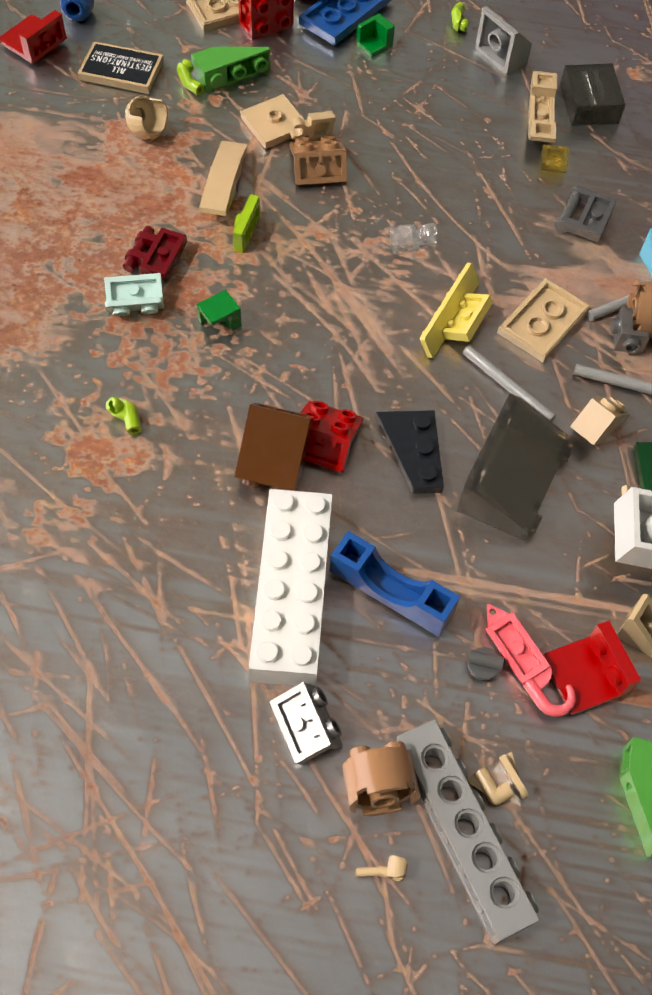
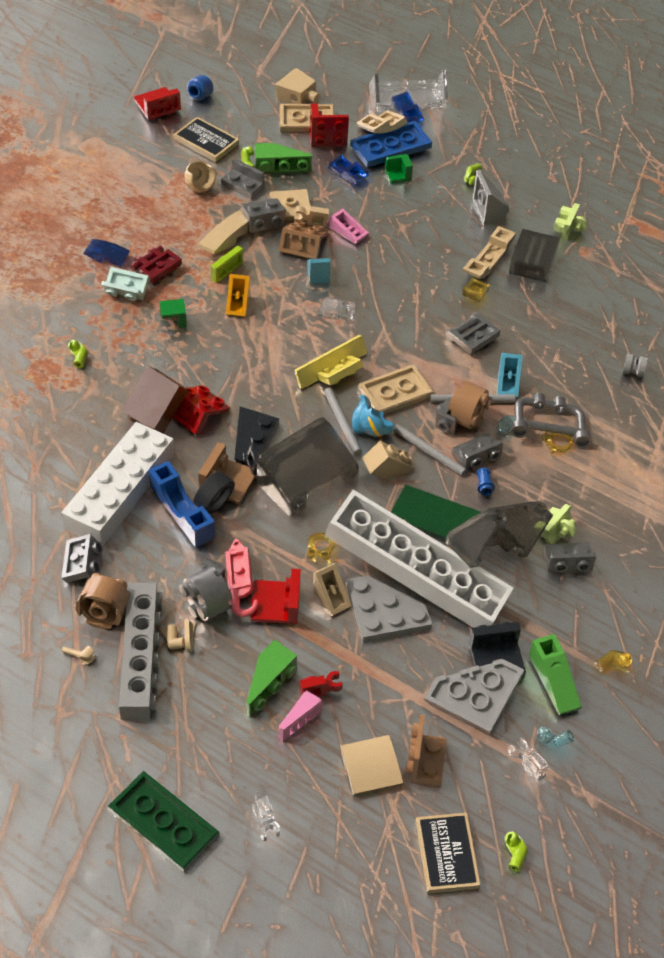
camera: 25 degrees right, 10 degrees down
(77, 256) = (106, 250): none -> clear blue slope
(199, 104) = (244, 179): none -> flat silver bracket
(254, 142) = (264, 215): none -> flat silver bracket
(286, 260) = (238, 295): none -> light orange slope
(321, 58) = (346, 170): none -> clear blue slope
(352, 123) = (347, 220): none -> bright pink slope
(361, 192) = (319, 270): none -> medium azure slope
(422, 519) = (237, 472): none -> medium nougat bracket
(430, 552) = (214, 492): none -> black tyre
(447, 483) = (252, 457): none -> black slope
(508, 707) = (206, 594): none -> flat silver brick
(544, 373) = (369, 420): none -> dark azure hair
(602, 40) = (569, 220): none -> yellowish green hips
(603, 576) = (312, 551): none -> clear yellow piece

